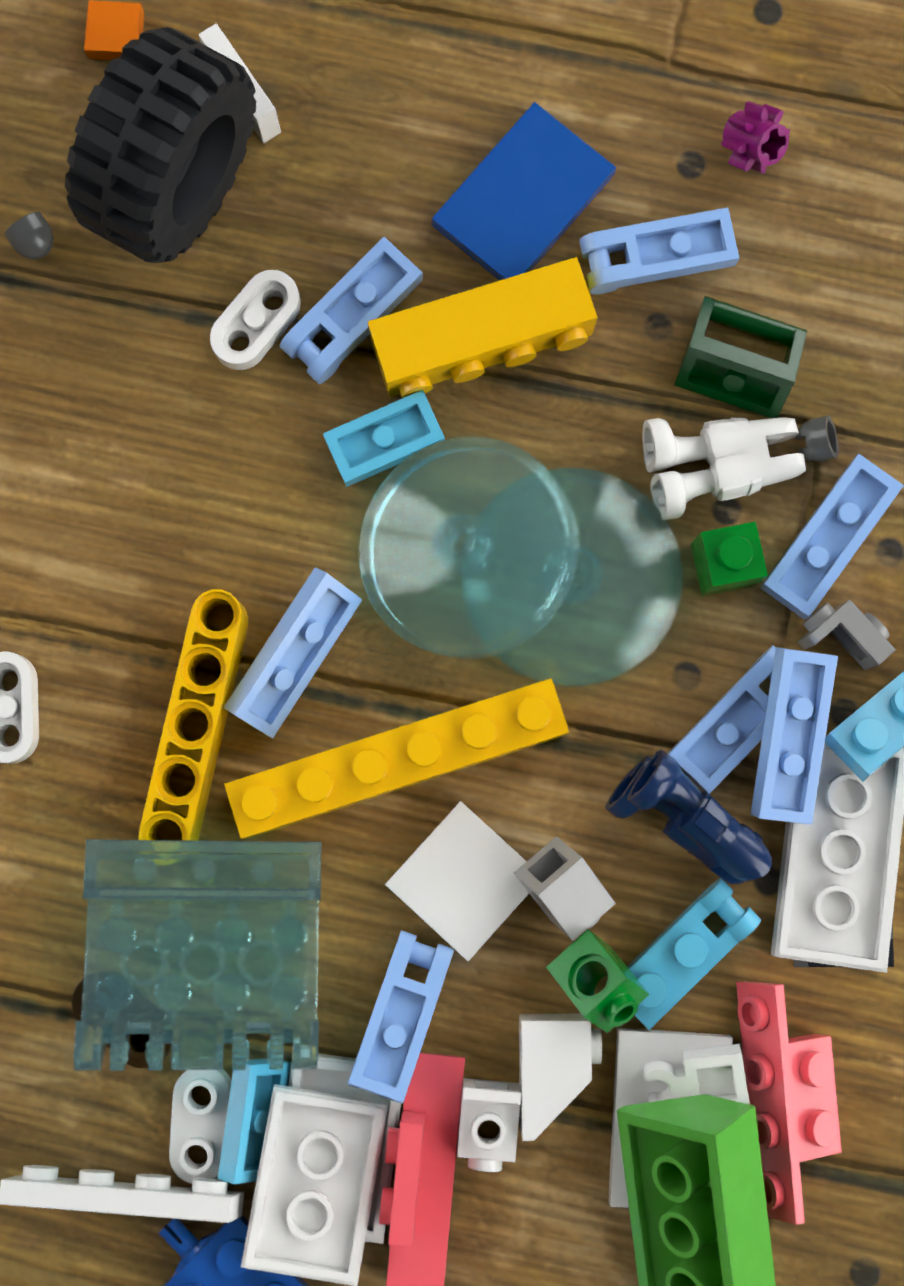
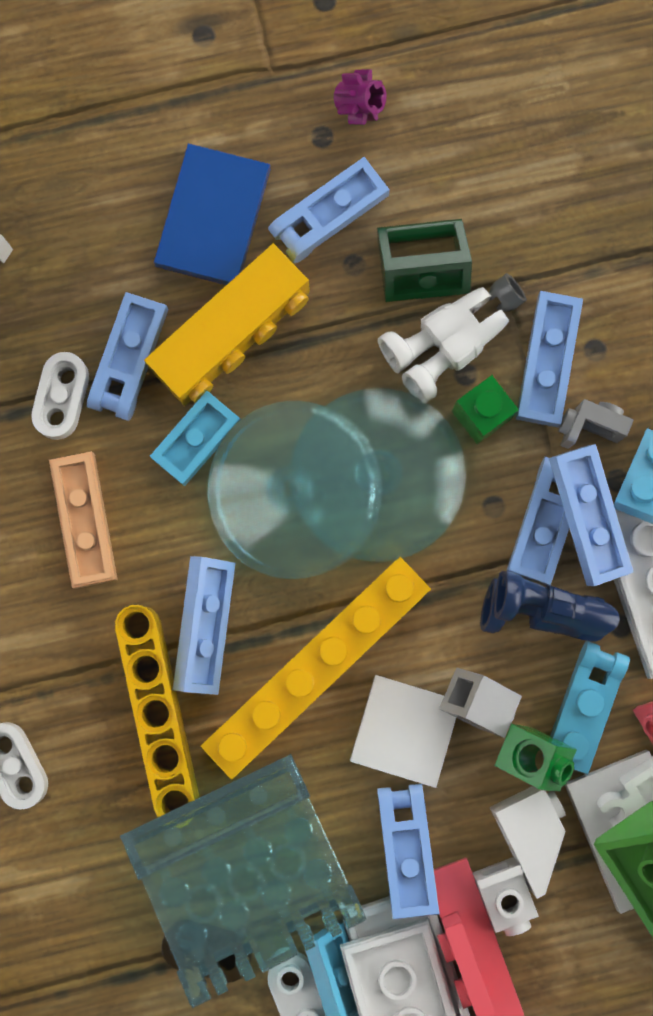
camera: 25 degrees left, 0 degrees up
(215, 471) = (83, 520): none -> light nougat tile

